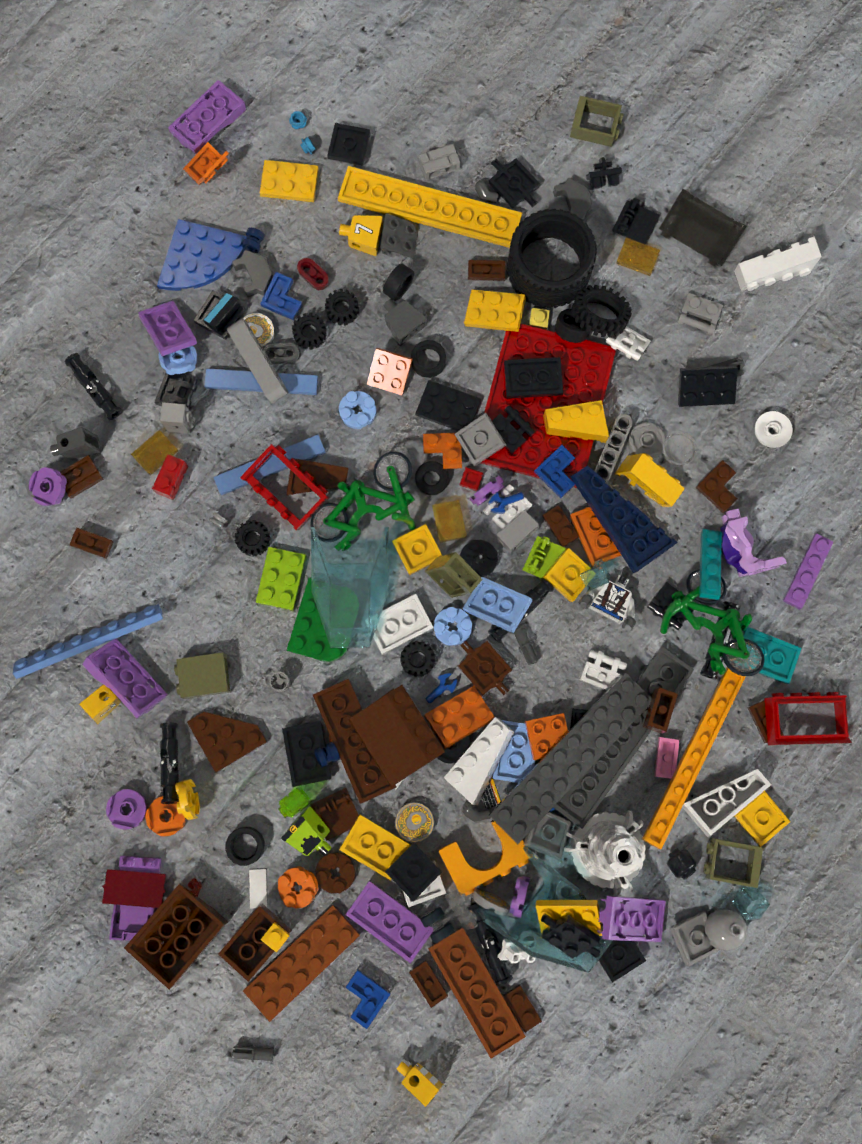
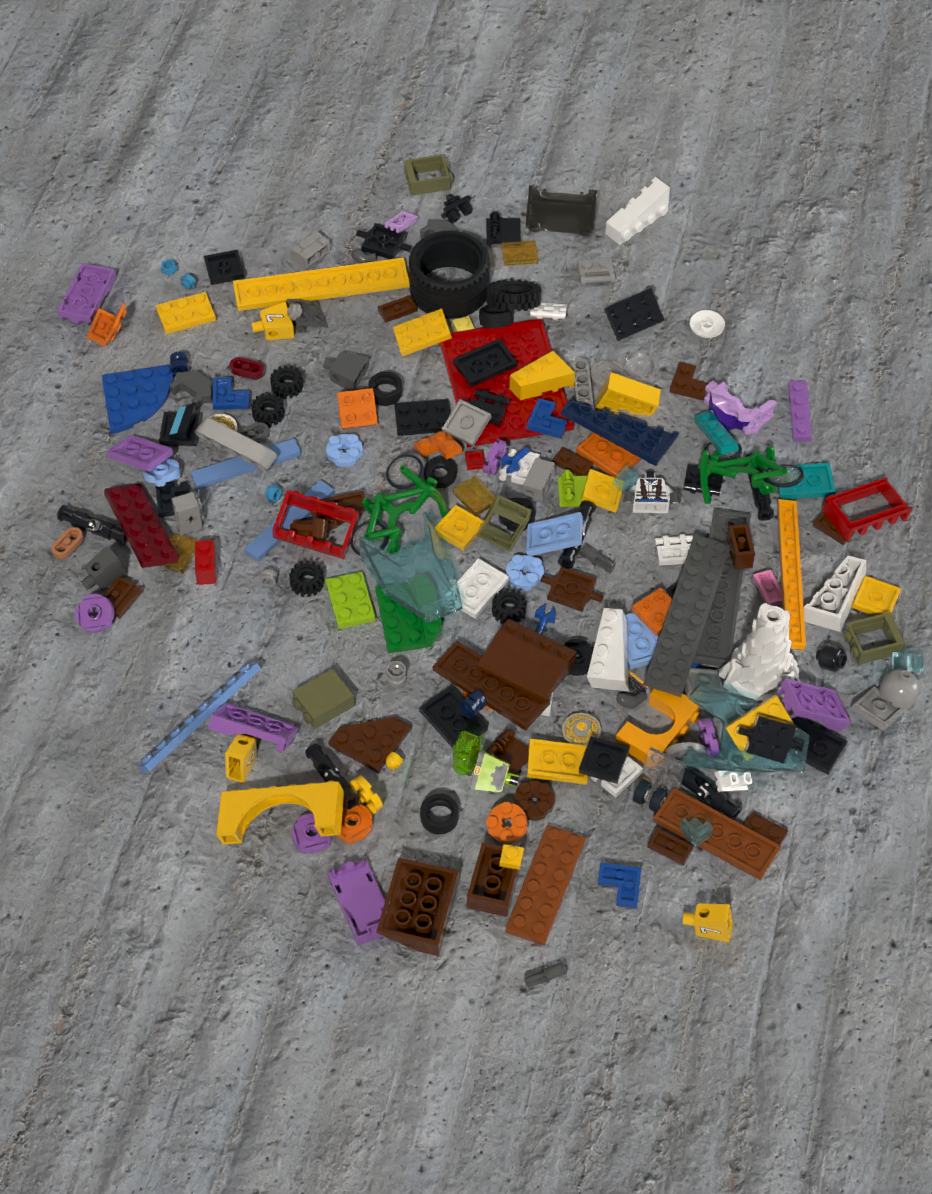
camera: 25 degrees left, 25 degrees down
(62, 394) = (66, 544): none -> nougat plate
(91, 543) = (159, 642): reddish brown plate -> none
(131, 410) = (141, 525): none -> dark red plate
(134, 888) = (355, 890): dark red piece -> none
(139, 795) = (241, 807): none -> yellow arch
(233, 771) = (393, 761): none -> yellow hinge
(258, 887) = (468, 844): white sticker -> none
(268, 428) = (273, 493): none -> dark azure plate
(283, 490) = (316, 528): none -> reddish brown piece
(382, 234) = (294, 311): none -> light grey plate
(389, 921) = (606, 814): medium lavender plate -> none
(398, 282) = (327, 341): black tyre -> none
(456, 985) = (696, 831): none -> clear light blue panel
(459, 717) = (574, 628): orange plate -> none
(544, 169) = (401, 222): none -> lavender tile

